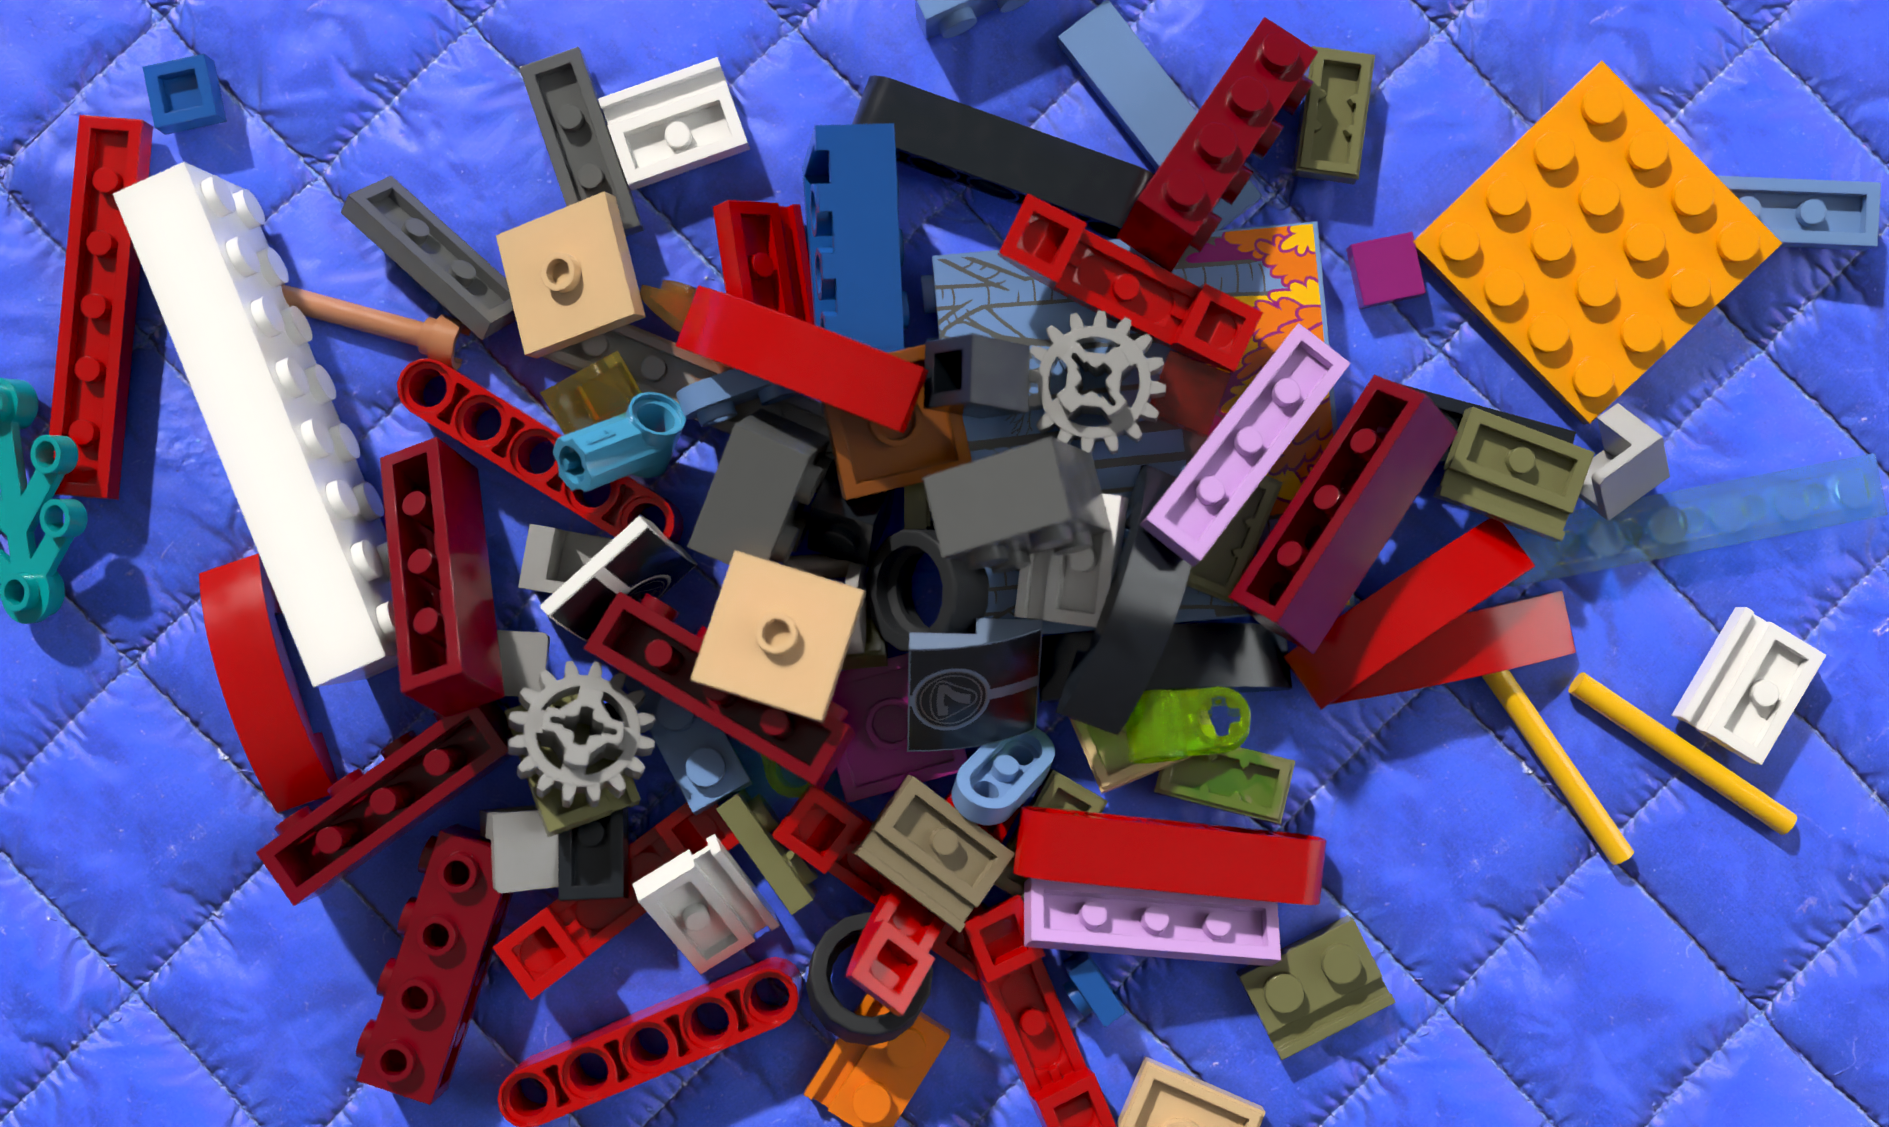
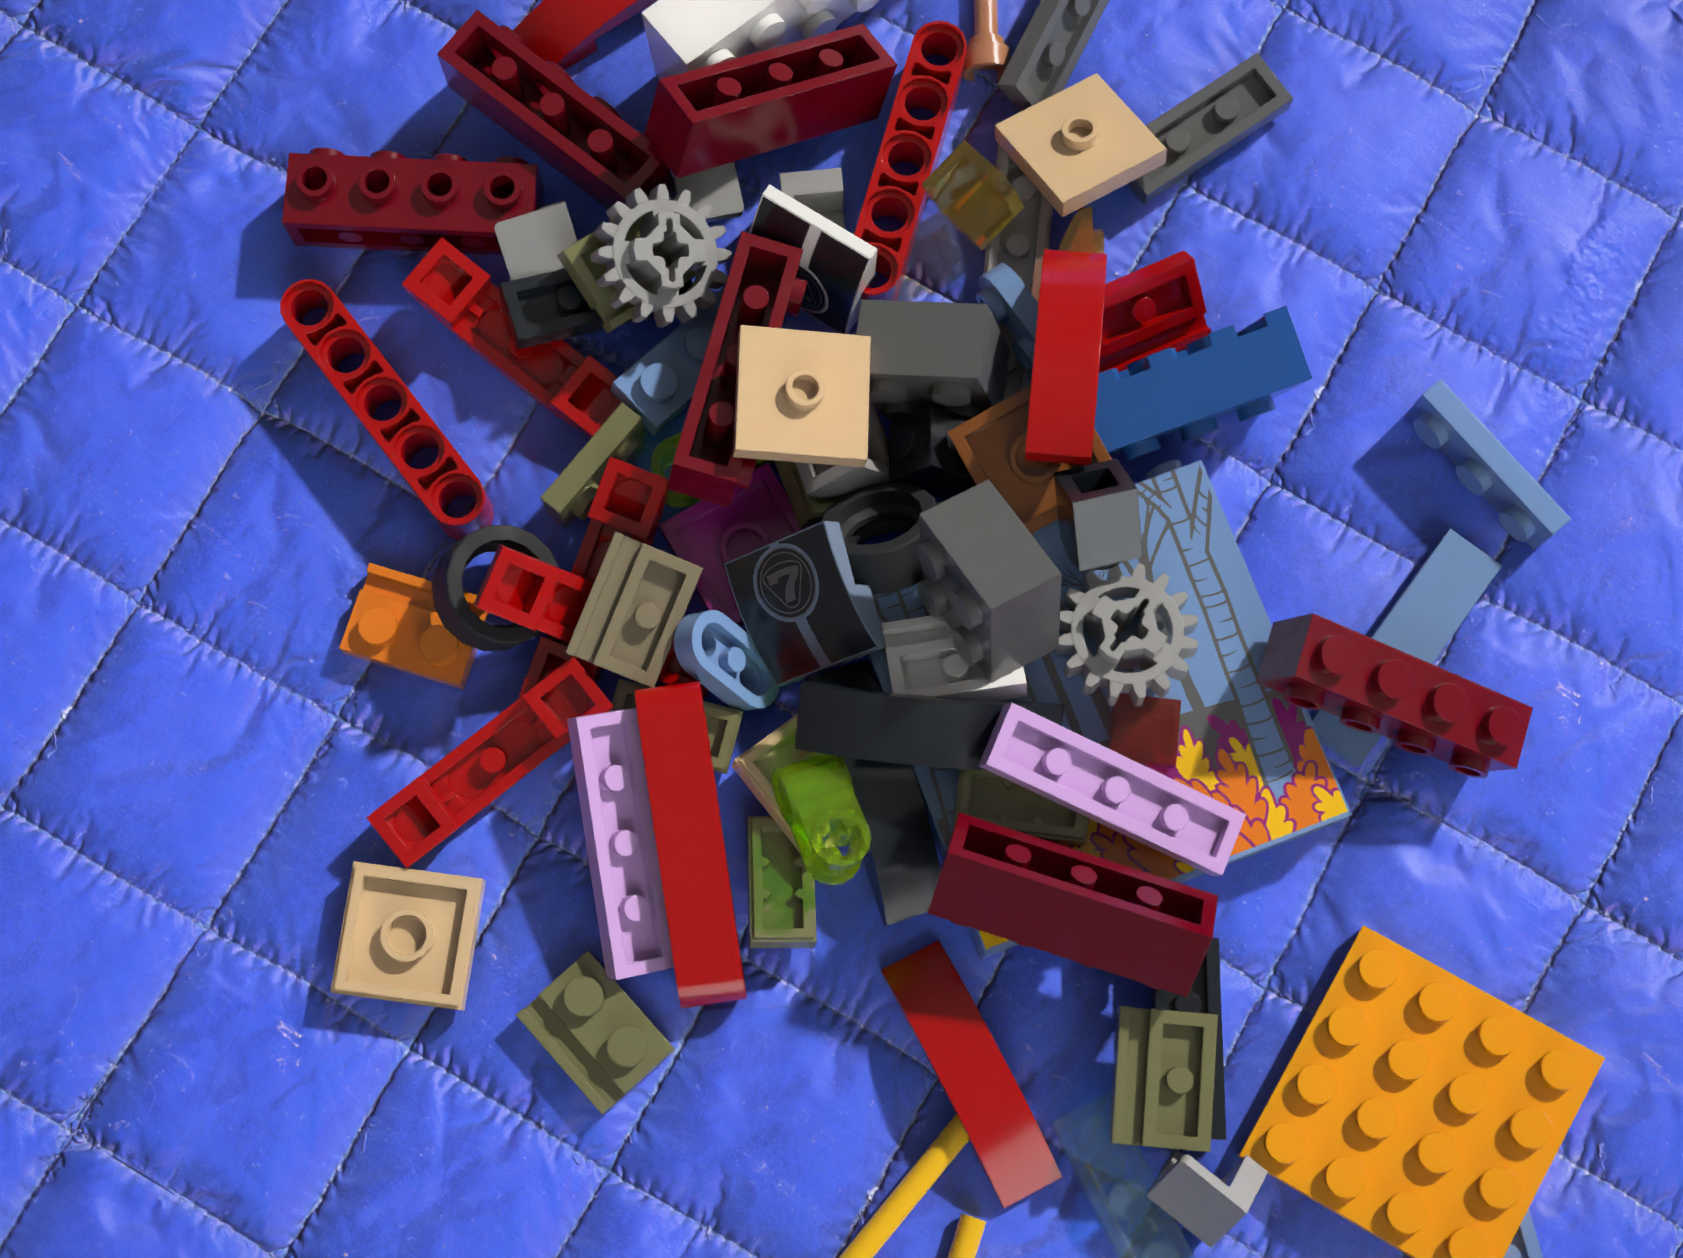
camera: 70 degrees right, 10 degrees down
(623, 445) = (943, 239): dark azure piece -> none
(674, 124) = (1250, 203): white plate -> none
(705, 904) = (529, 420): white plate -> none
(1002, 155) = (1317, 495): black beam -> none
(1091, 990) = (540, 805): blue plate -> none
(1114, 280) = (1230, 639): red slope -> none
(1334, 116) = (1462, 813): olive plate -> none
(1385, 270) = (1327, 909): magenta tile -> none
(1410, 610) = (1000, 1013): red slope -> none

